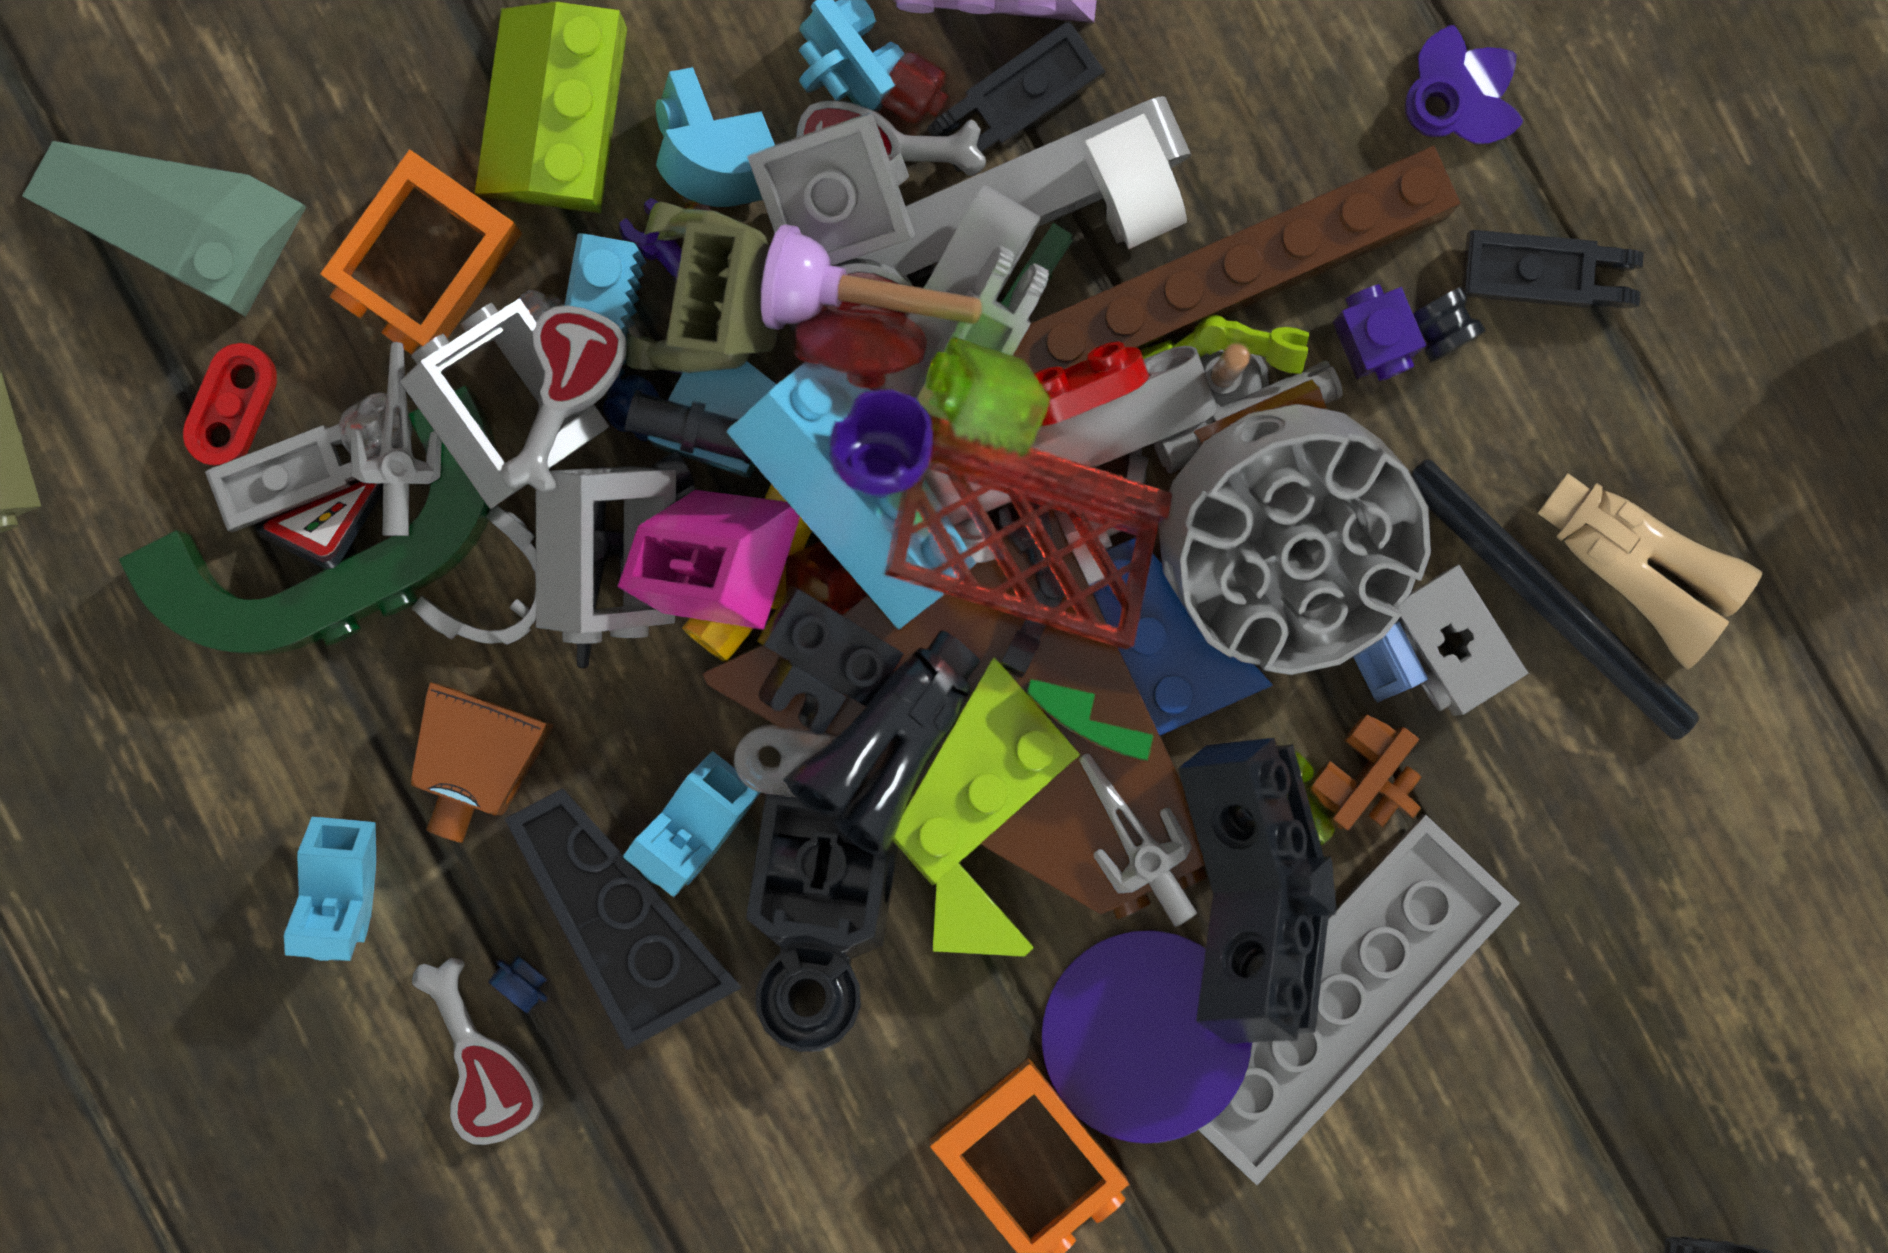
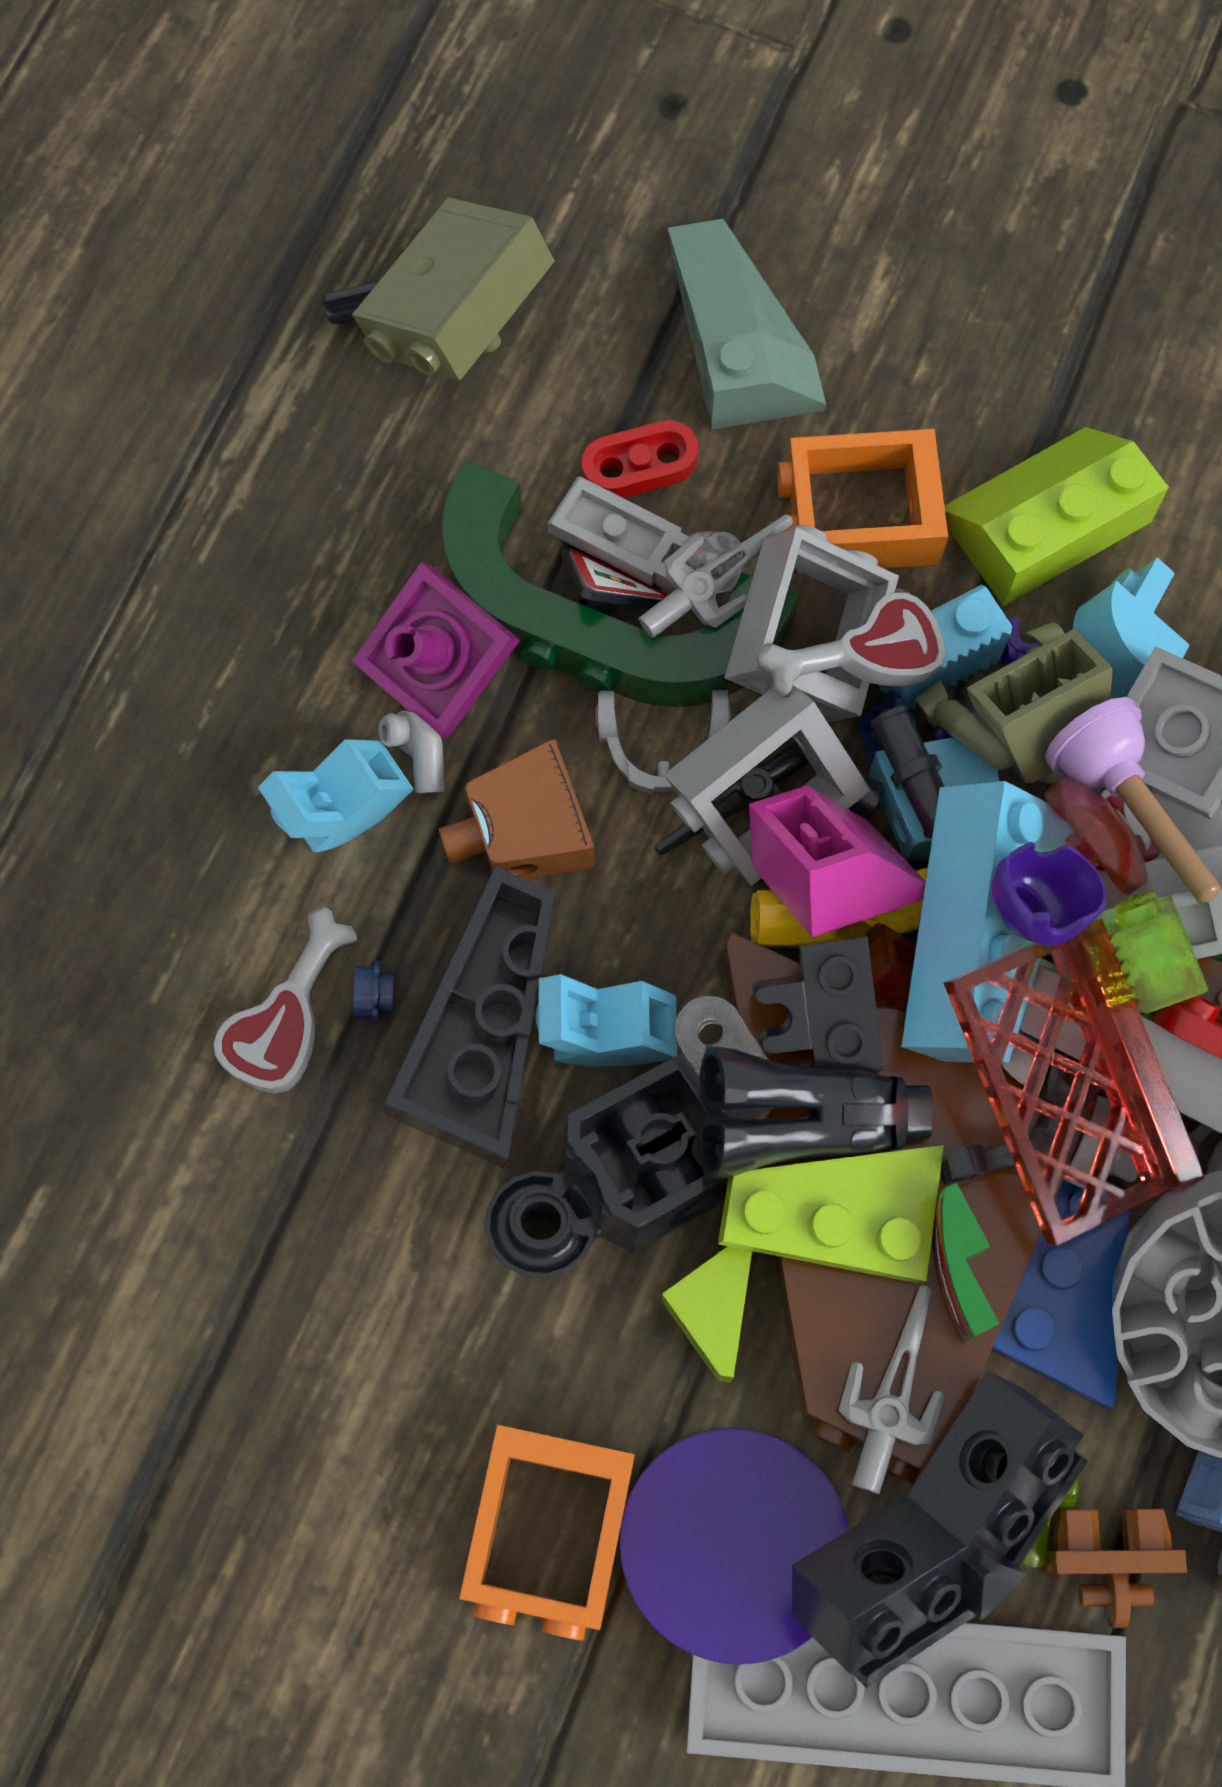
camera: 55 degrees right, 15 degrees down
(269, 714) = (435, 650): none -> magenta plate
(340, 786) = (418, 742): none -> light grey arm

